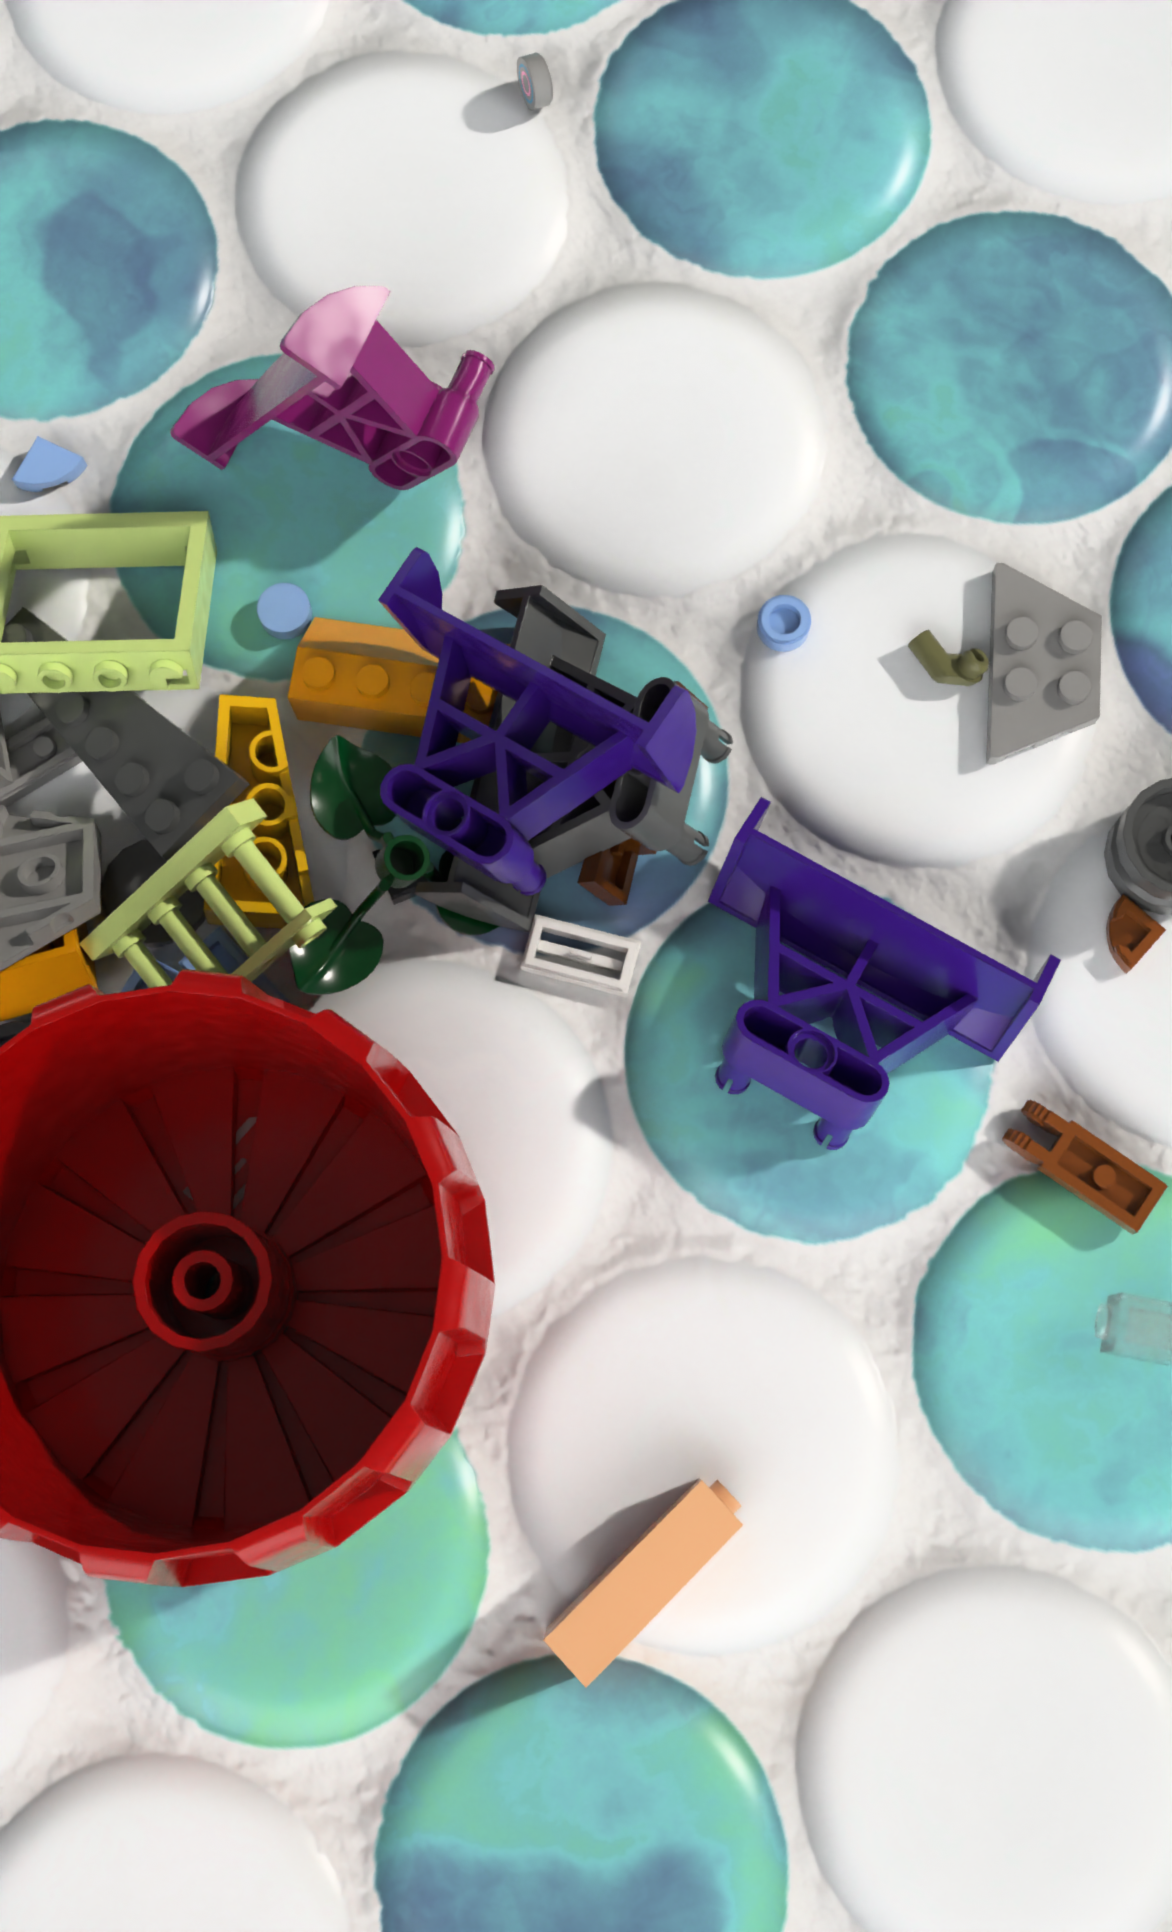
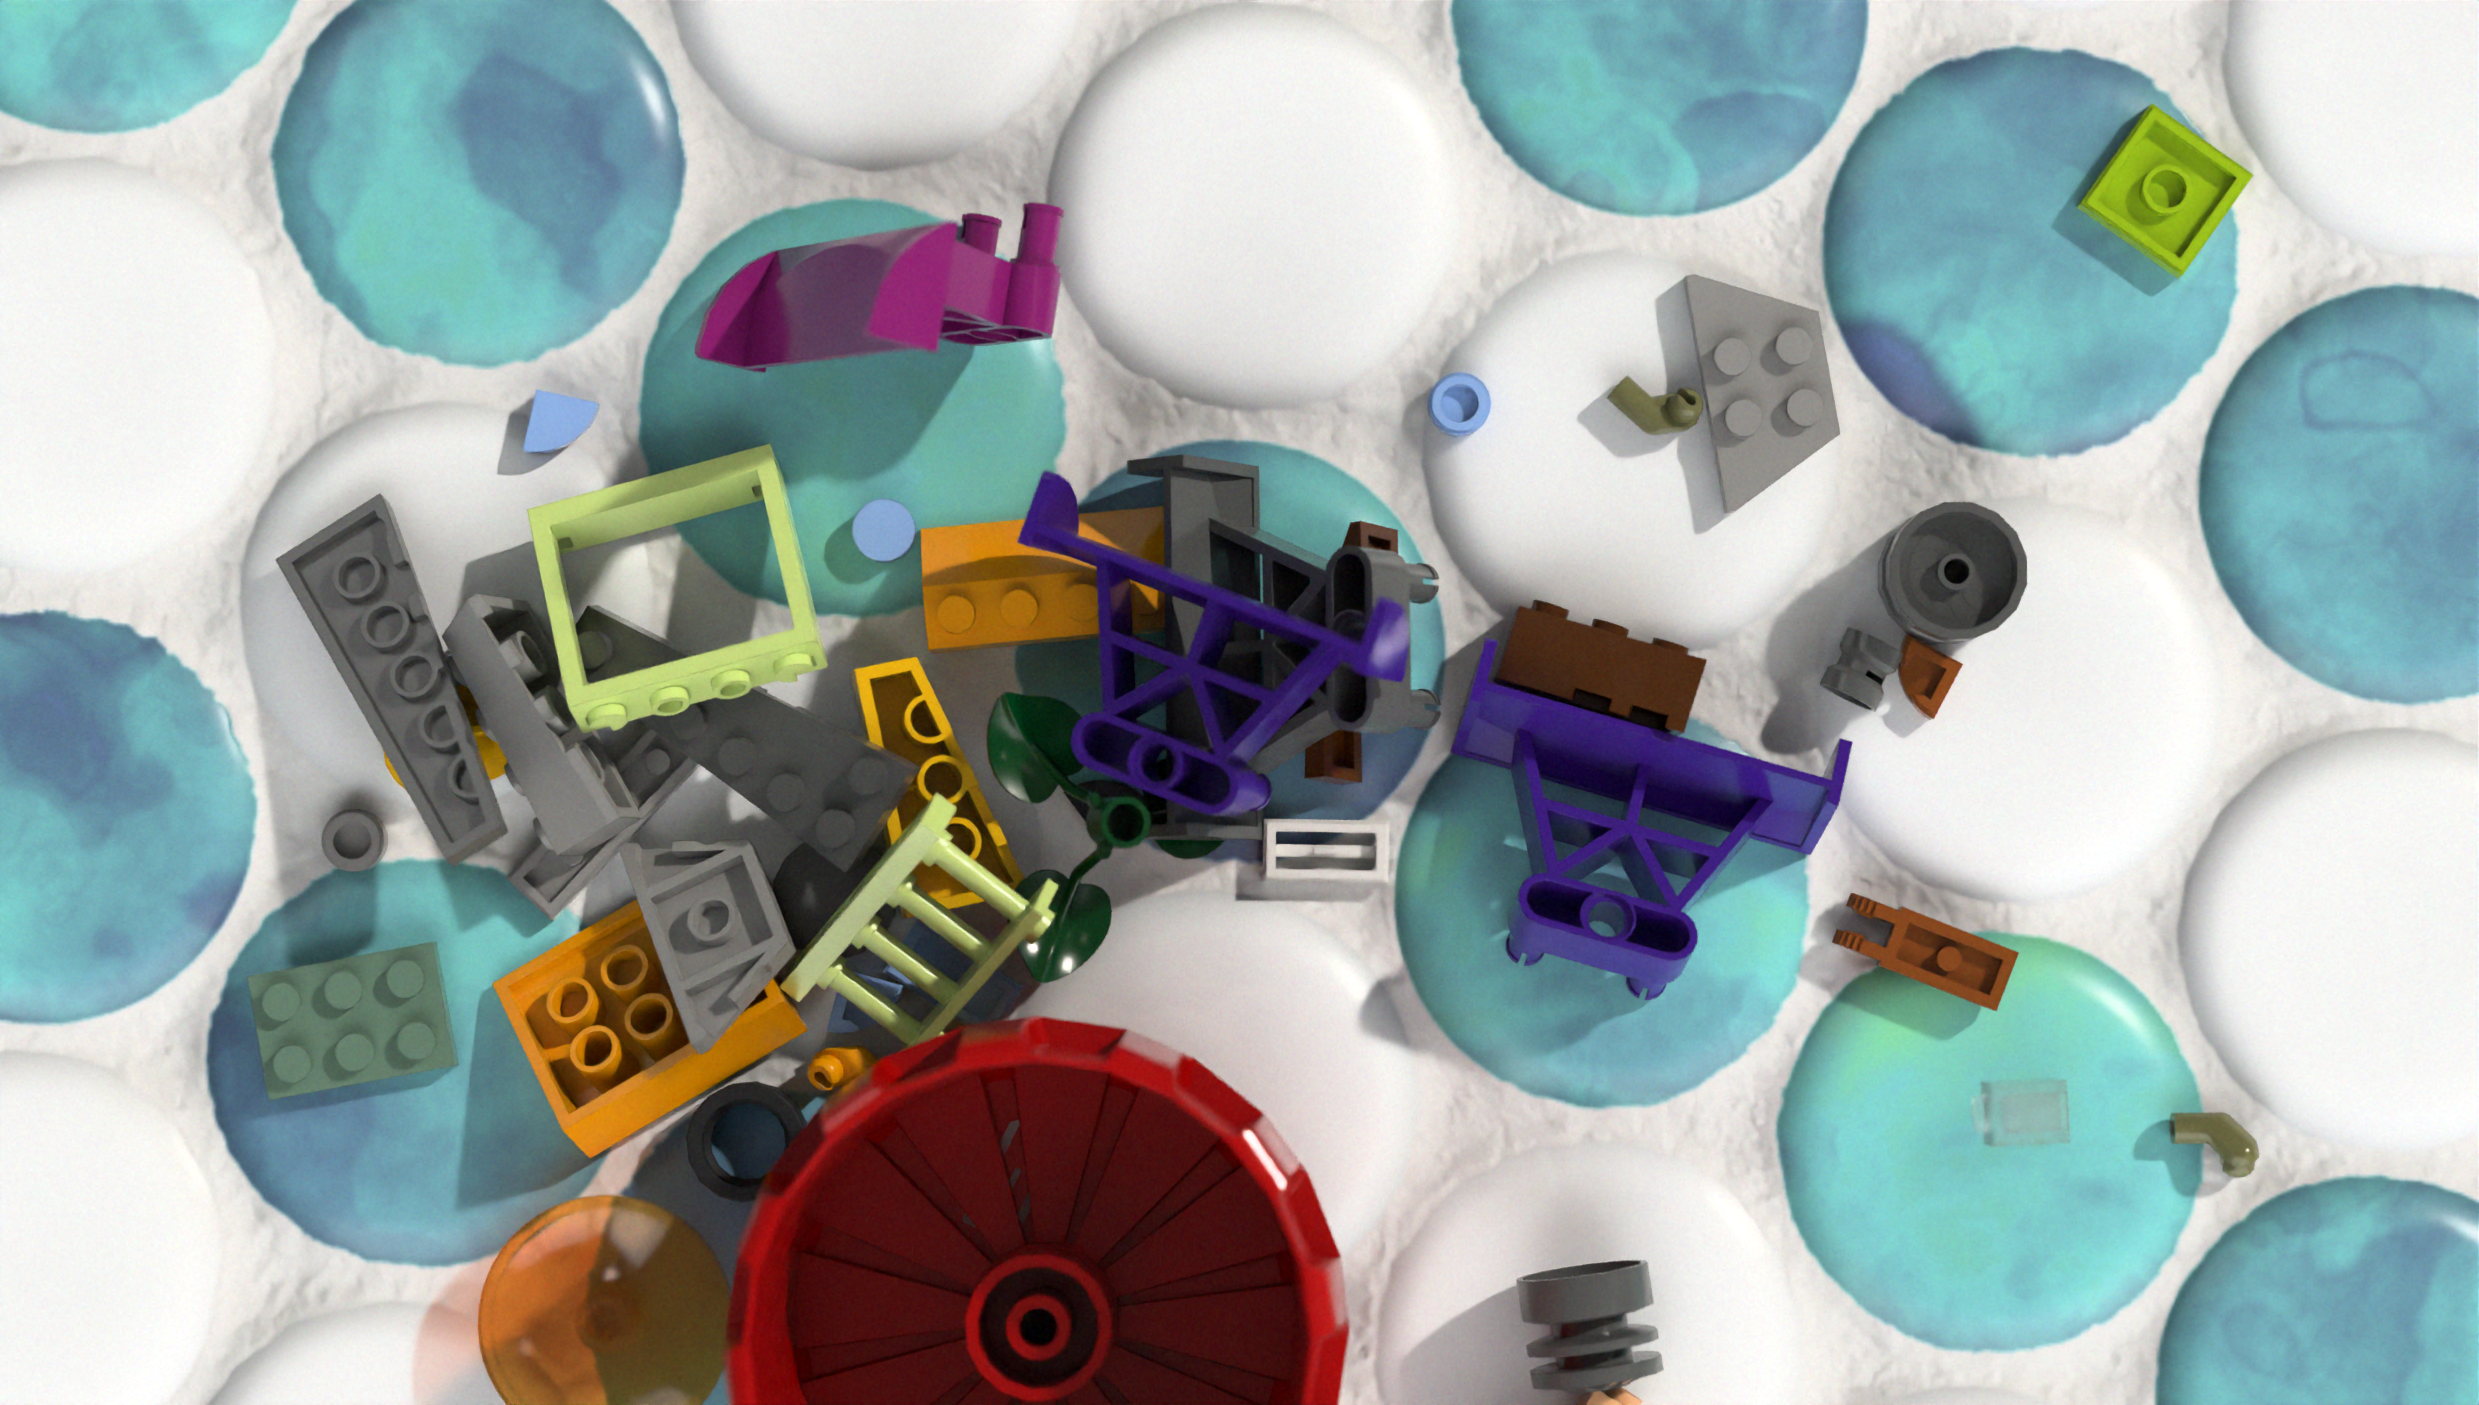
camera: 20 degrees left, 10 degrees up
(710, 1420) = (1589, 1325): none -> dark grey wheel
(858, 846) = (1600, 668): none -> reddish brown wedge
(1078, 911) = (1861, 669): none -> dark grey wheel

